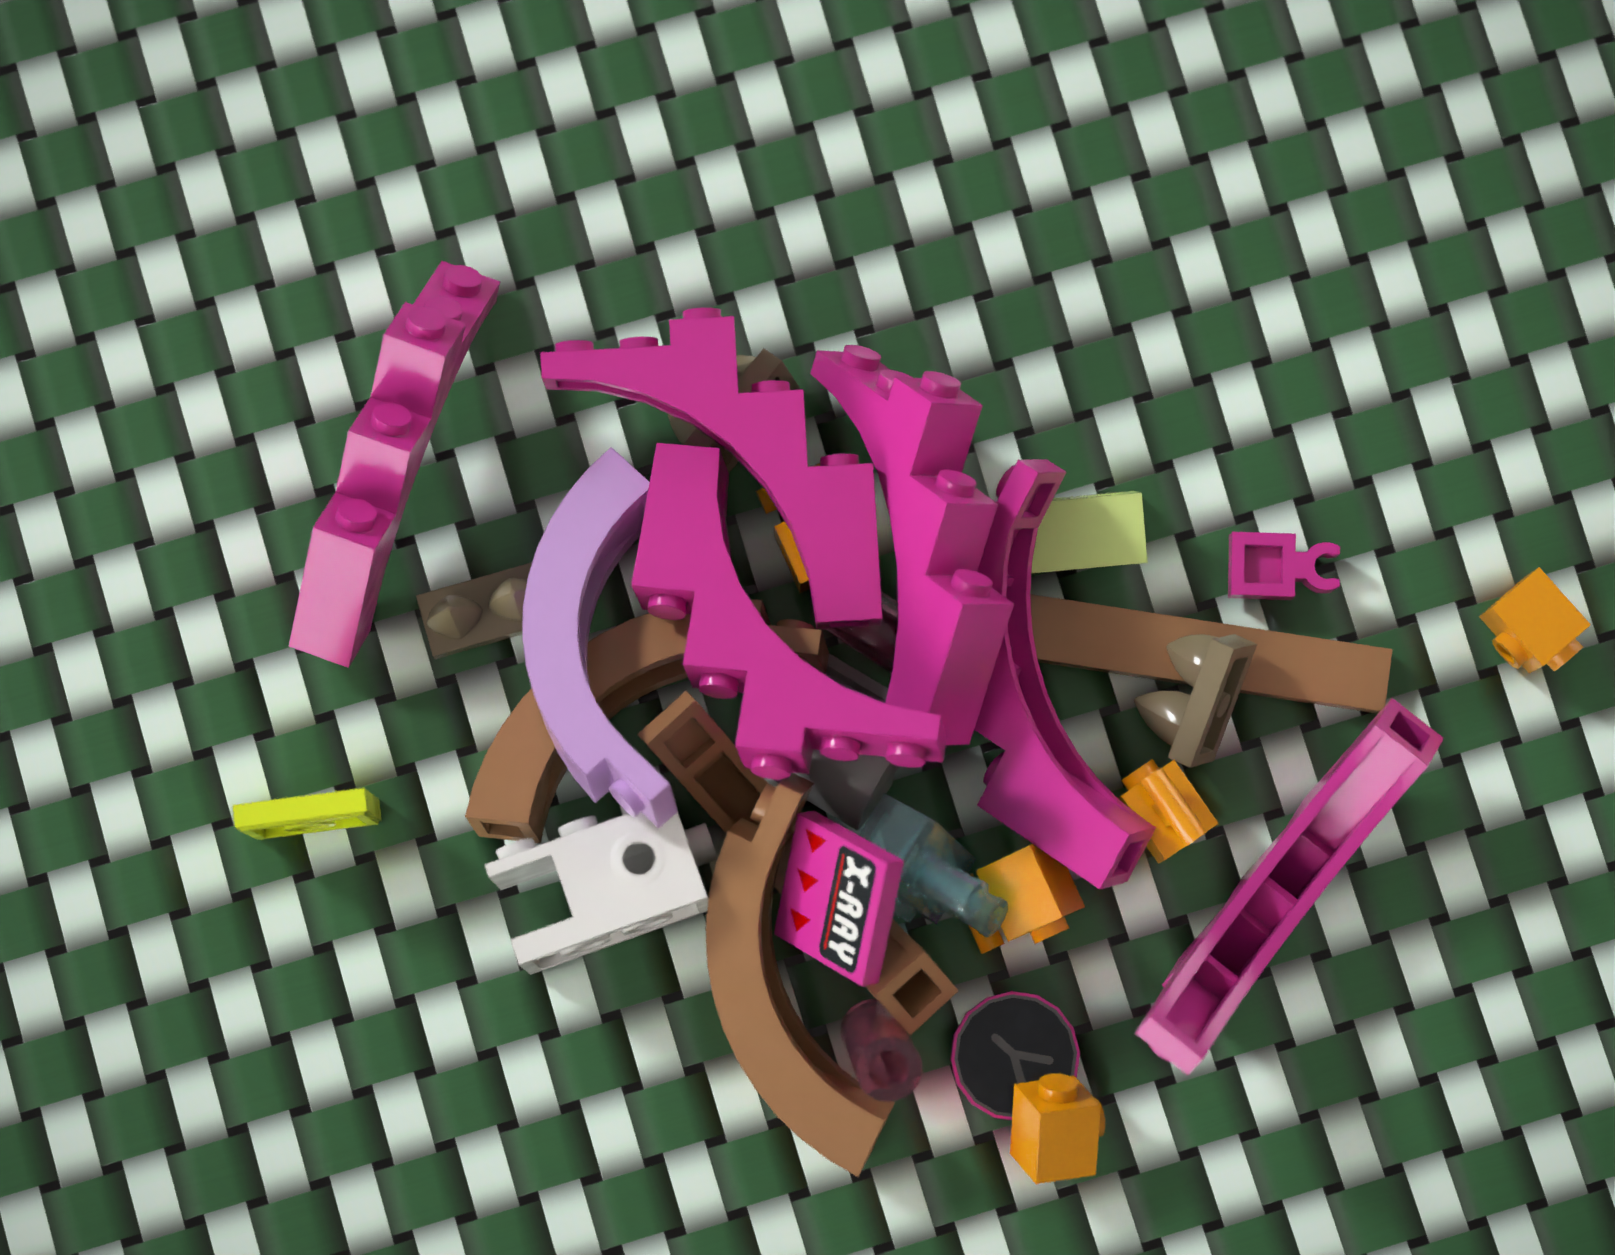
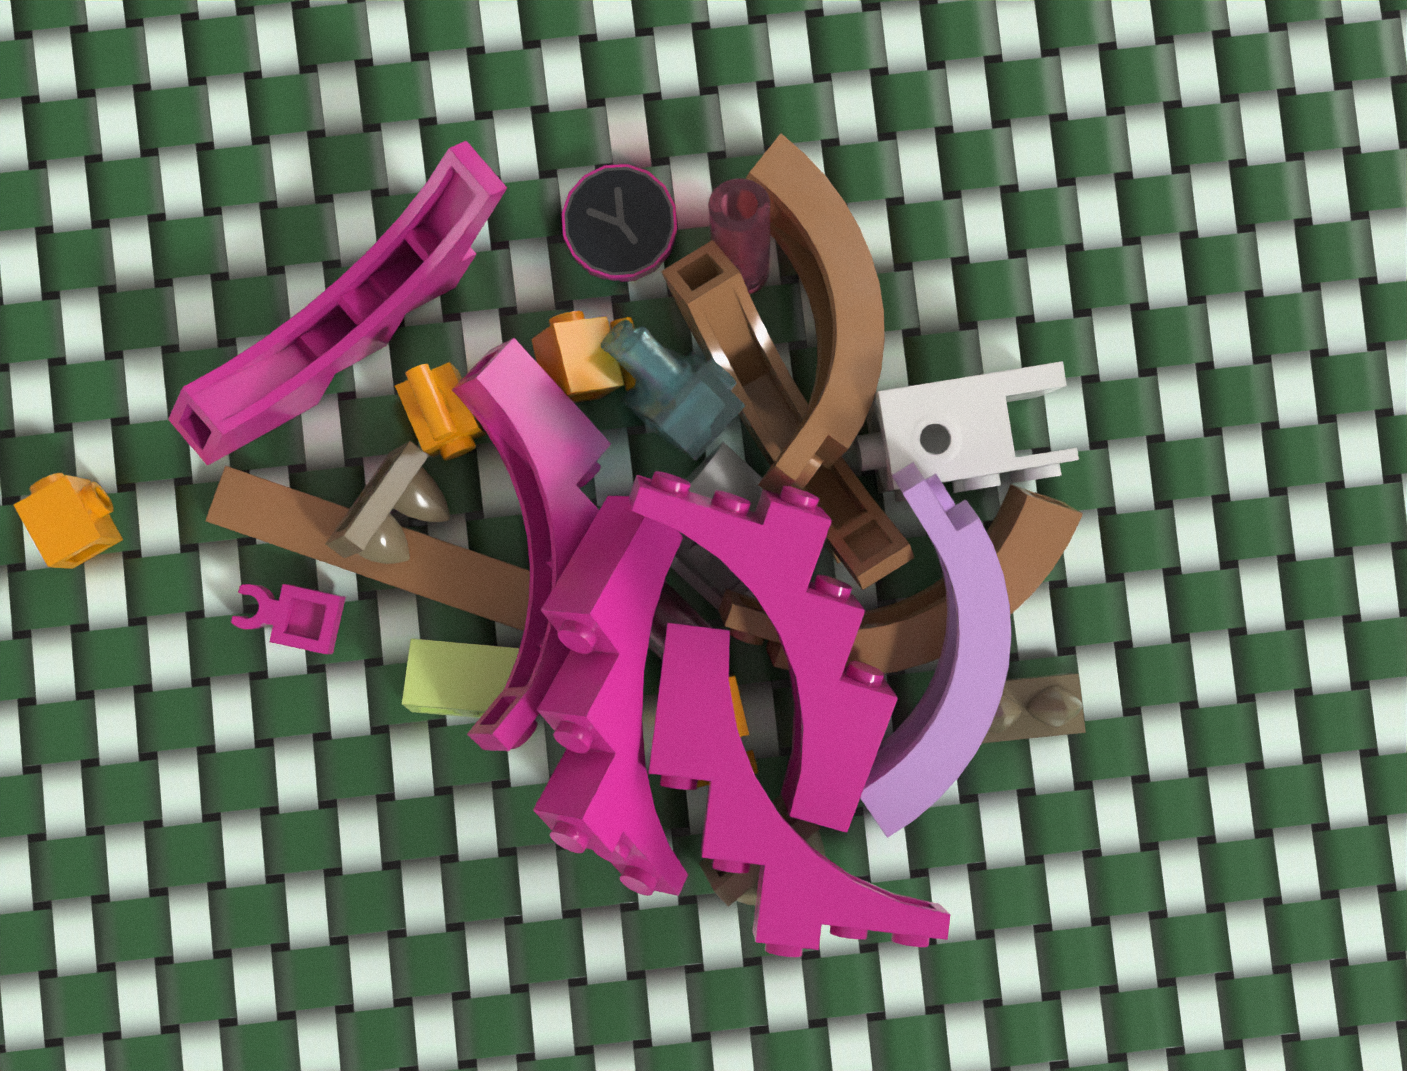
camera: 170 degrees left, 5 degrees up
(307, 814) = (1224, 544): neon yellow tile -> none
(382, 460) = (1109, 871): dark pink arch -> none
(838, 897) = (755, 370): dark pink tile -> none
(1056, 1128) = (596, 144): light orange brick -> none

